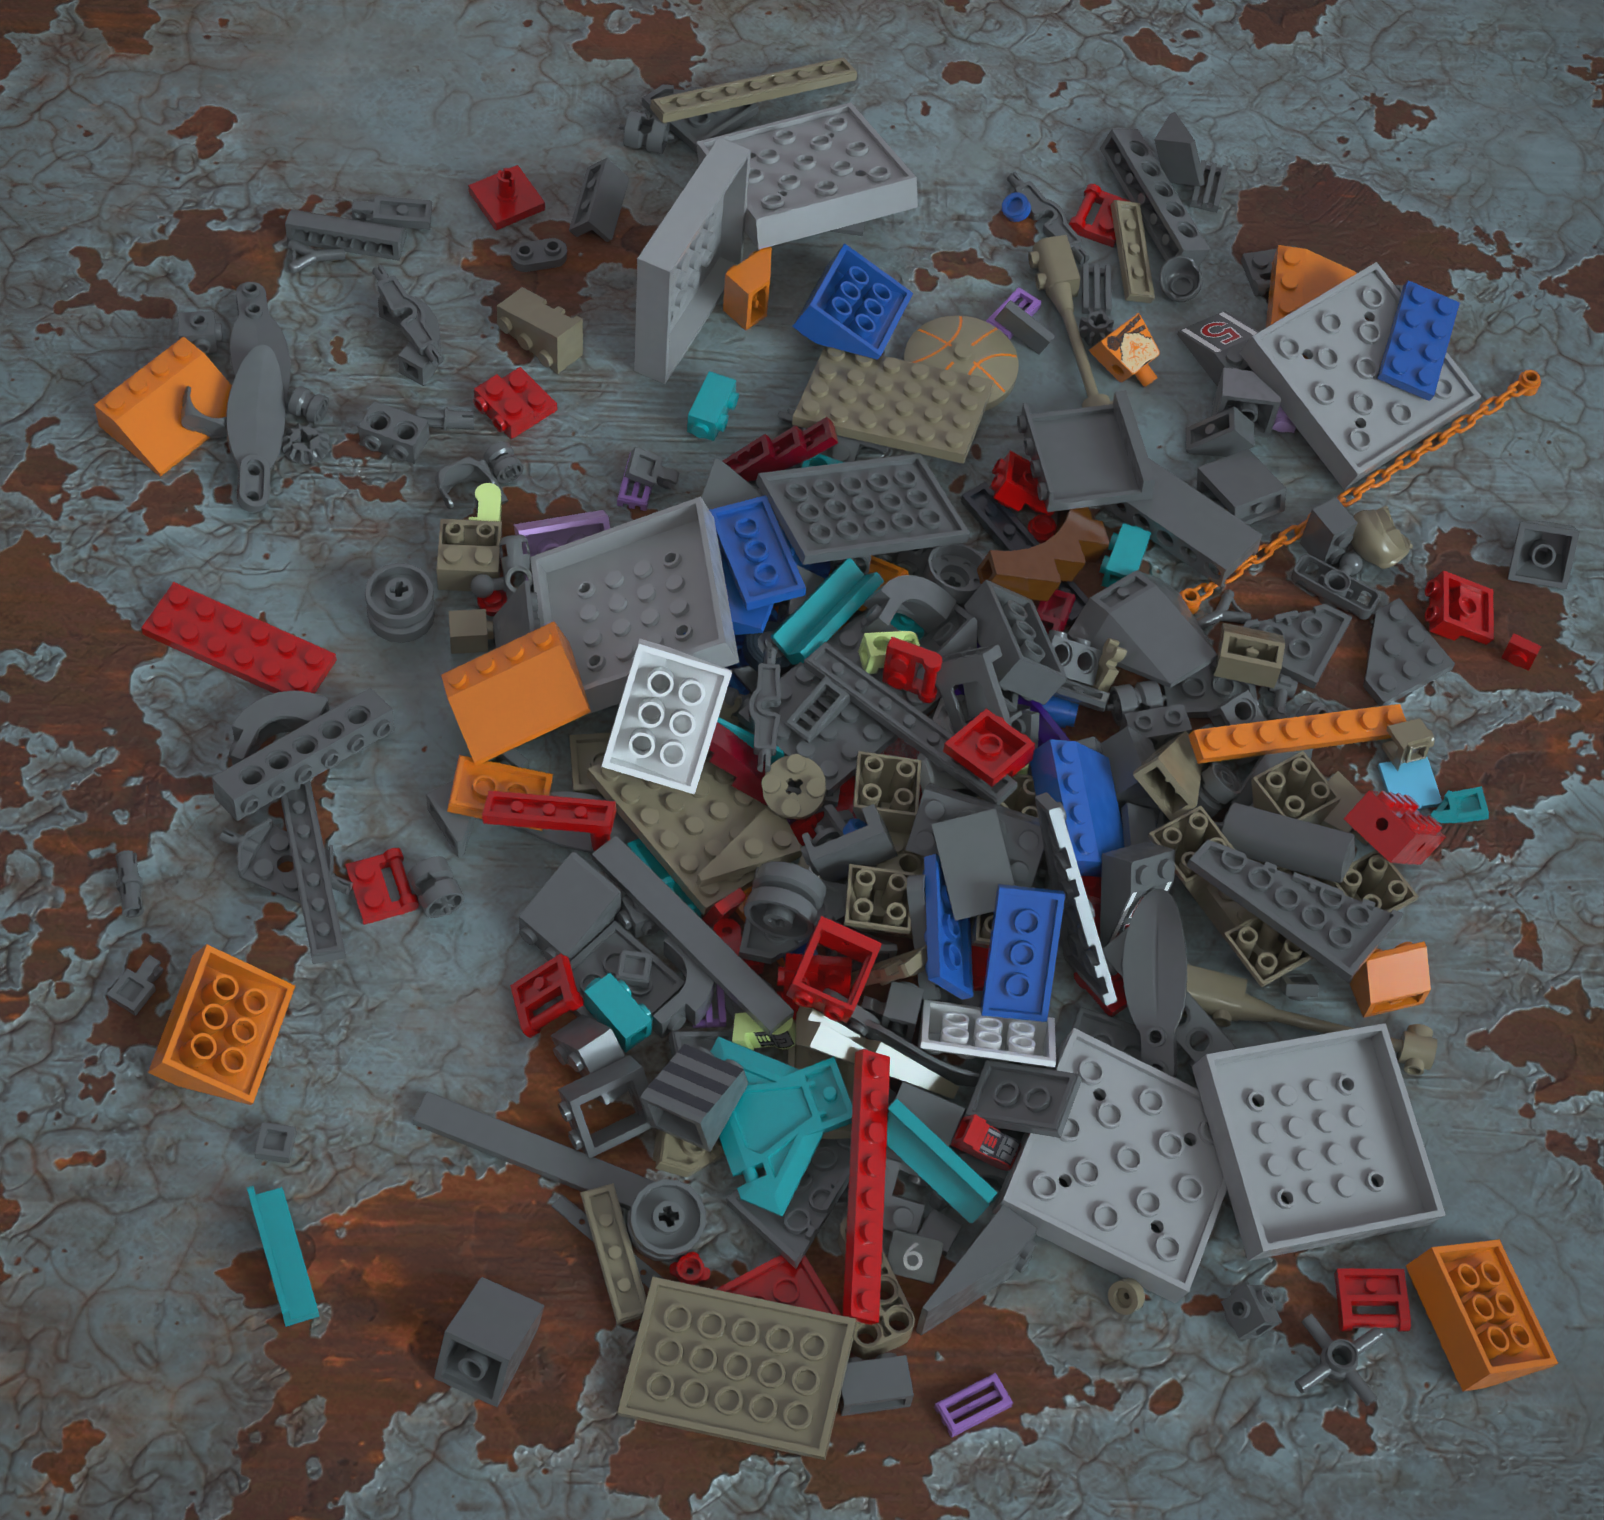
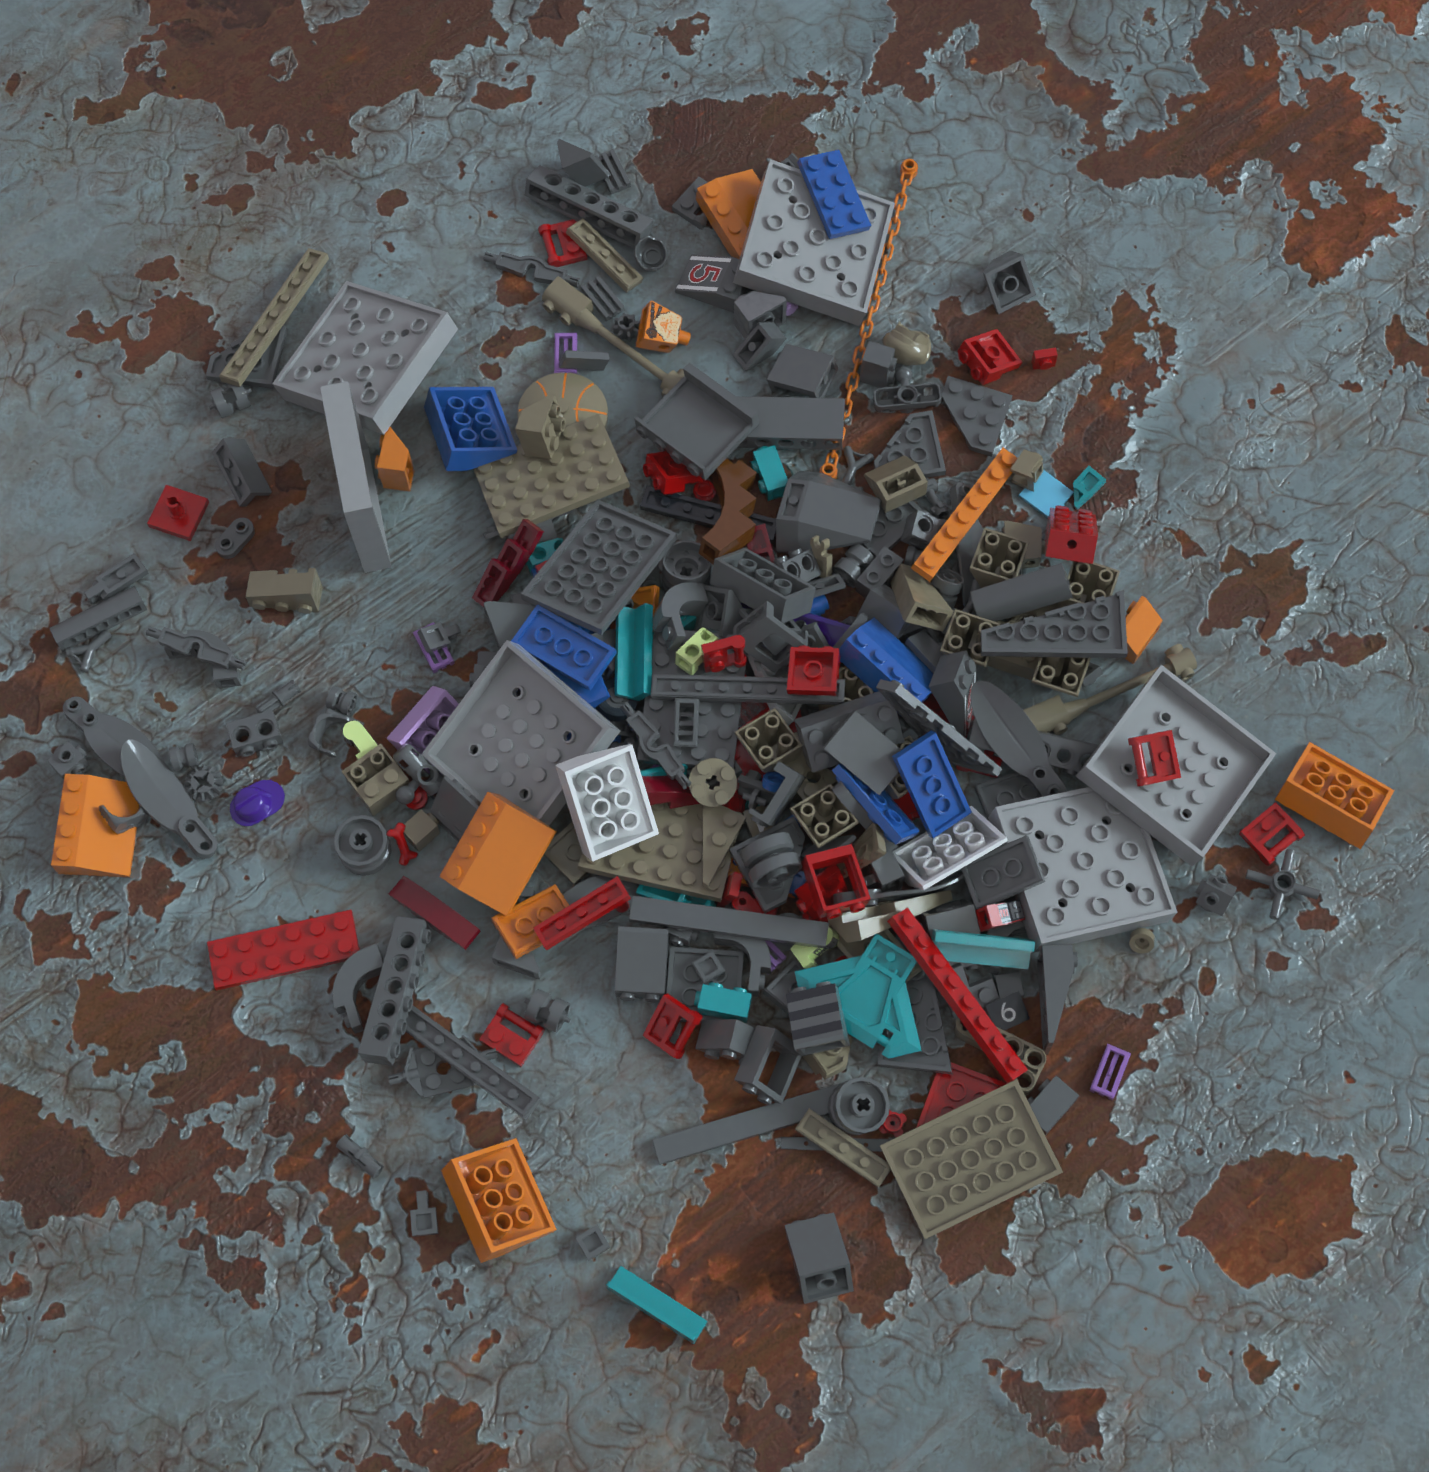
camera: 30 degrees left, 10 degrees up
(339, 496) = (256, 802): none -> dark purple piece
(411, 715) = (434, 912): none -> dark red slope
(441, 614) = (398, 834): none -> red piece
(513, 402) = (310, 653): red plate -> none
(711, 406) = (437, 562): teal brick -> none
(919, 345) = (541, 427): none -> dark tan slope
(1016, 207) = (507, 277): blue tile -> none
(1303, 1111) = (1162, 757): none -> red plate

